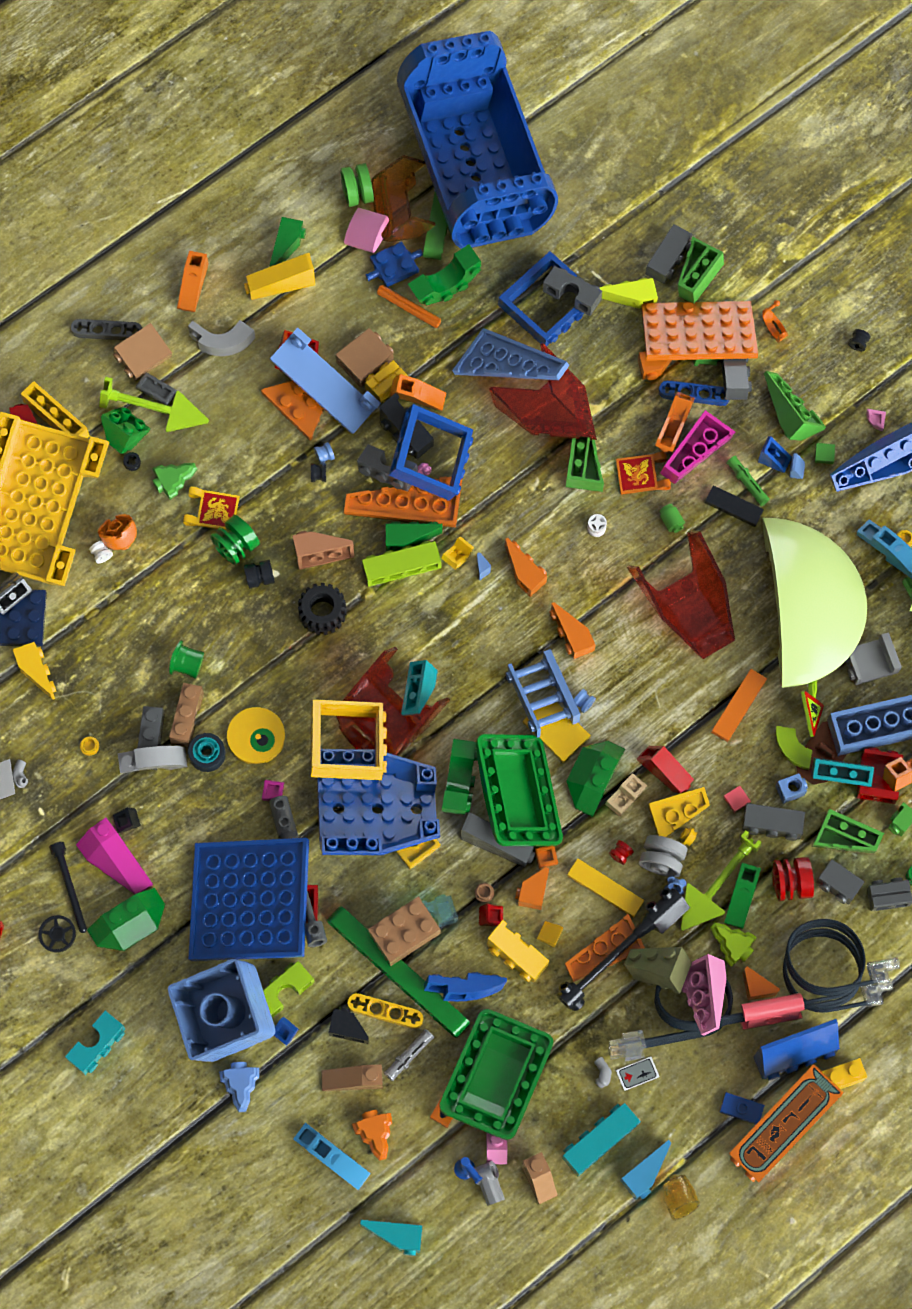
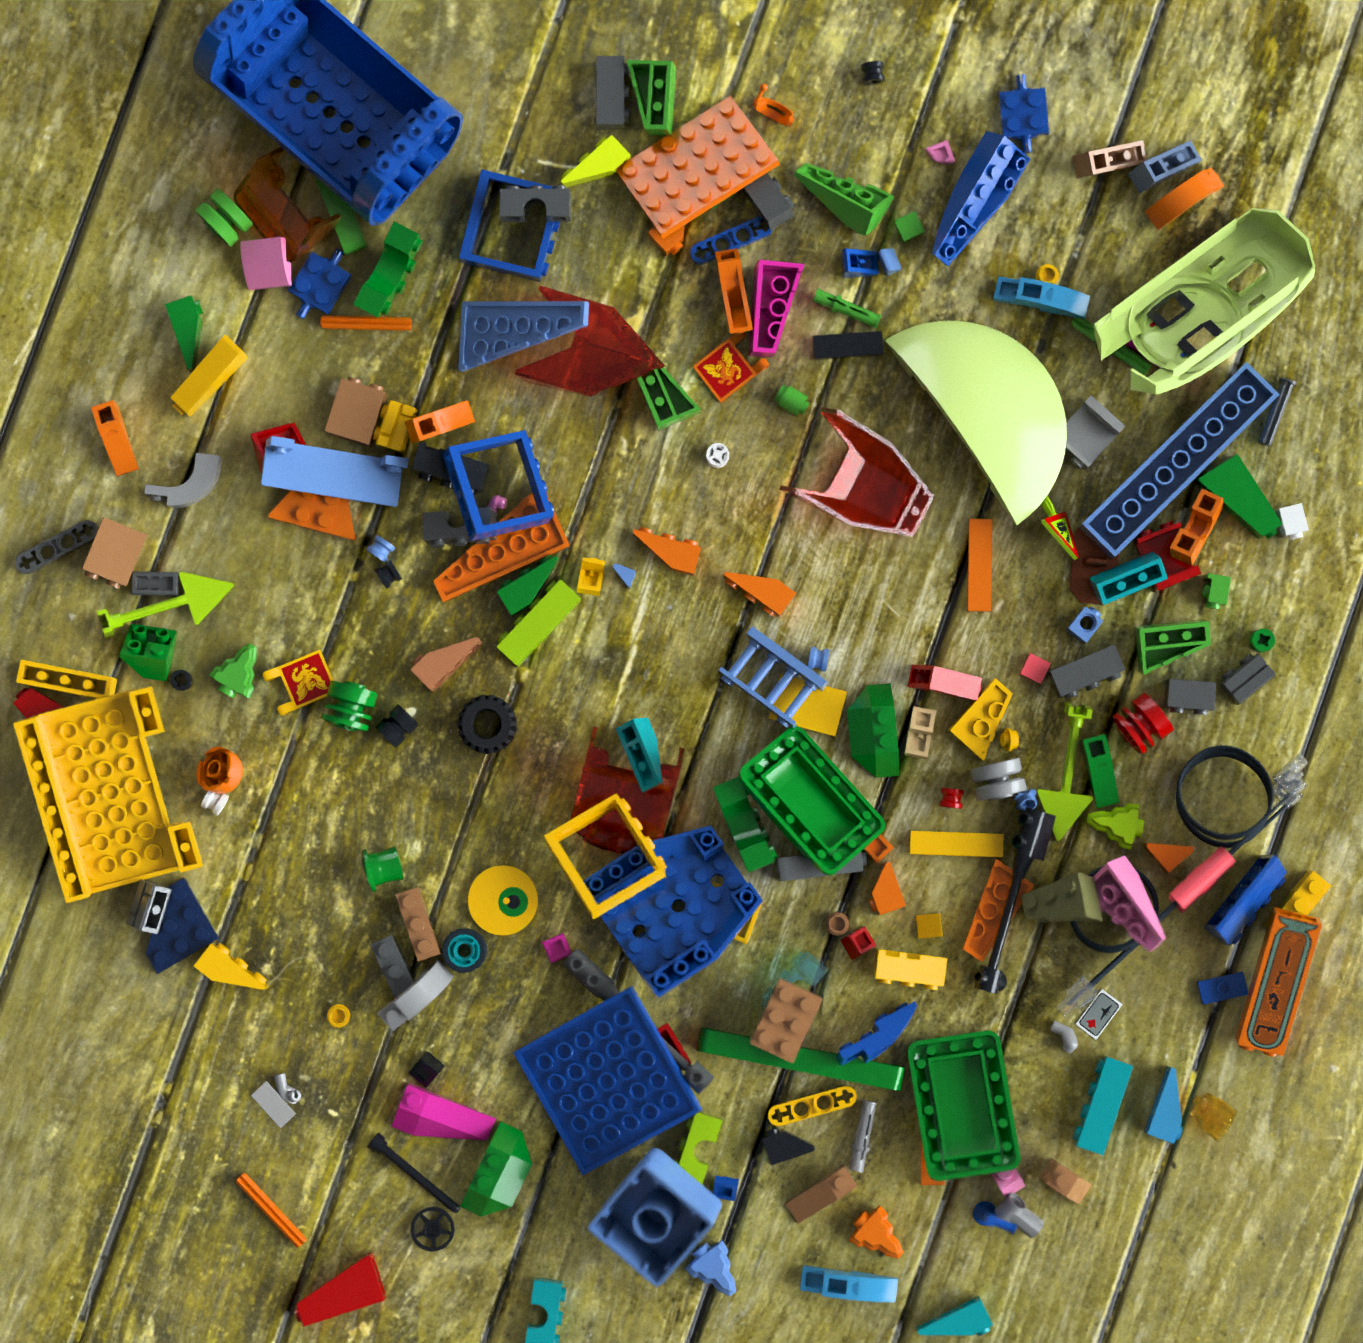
camera: 30 degrees left, 15 degrees up
(792, 748) = (1060, 580): lime tile -> none

